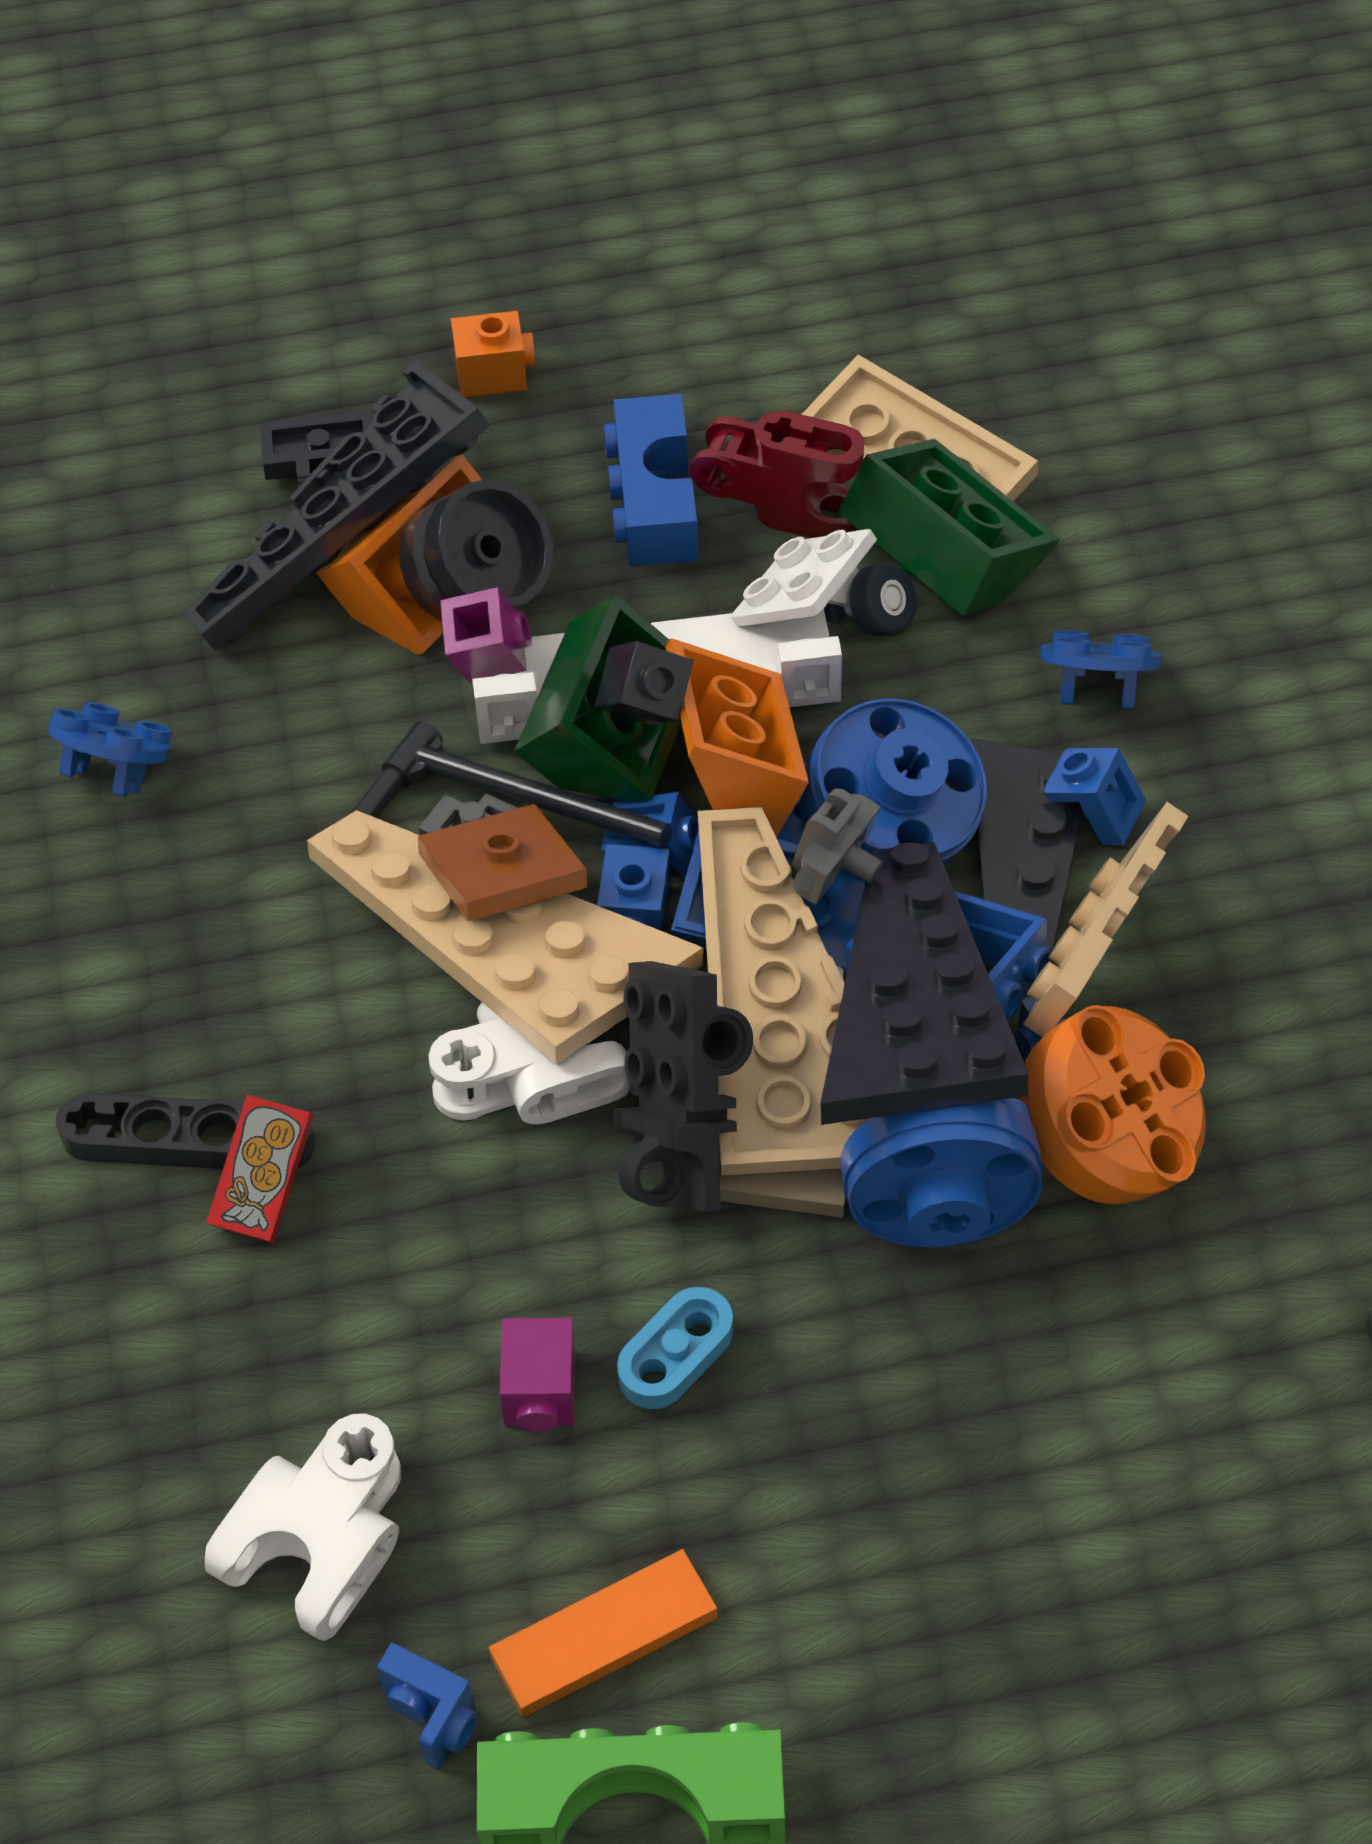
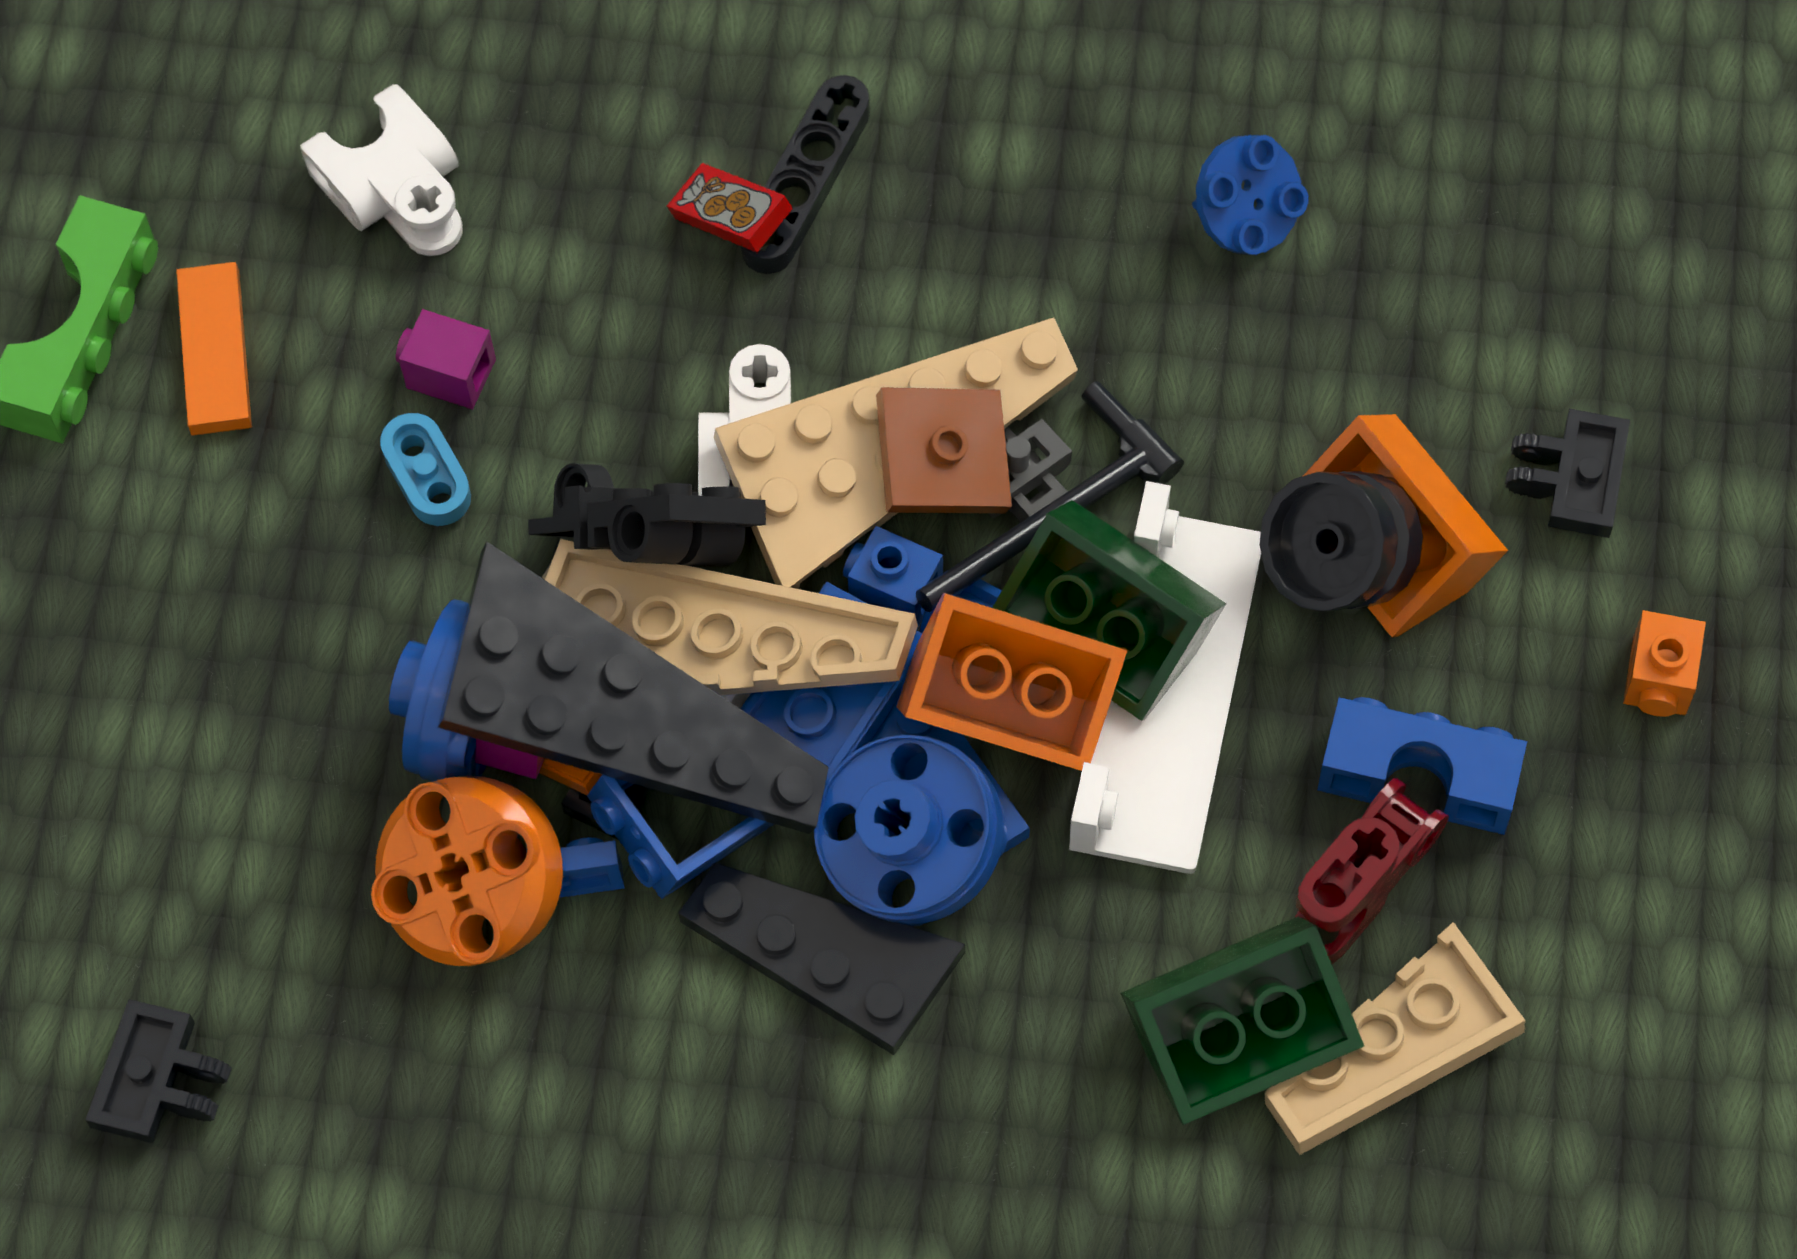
camera: 110 degrees right, 10 degrees up
(342, 498) = (1476, 466): black wing -> none
(425, 1689) = (214, 212): blue bracket -> none
(485, 634) = (1228, 516): magenta brick -> none
(644, 683) = (1061, 594): black brick -> none
(825, 575) = (1213, 855): white plate -> none
(834, 843) = (818, 708): dark grey piece -> none
(1097, 921) = (589, 853): tan wing -> none
(1102, 787) = (839, 1023): blue bracket -> none
(1124, 657) = (1020, 1069): blue plate -> none

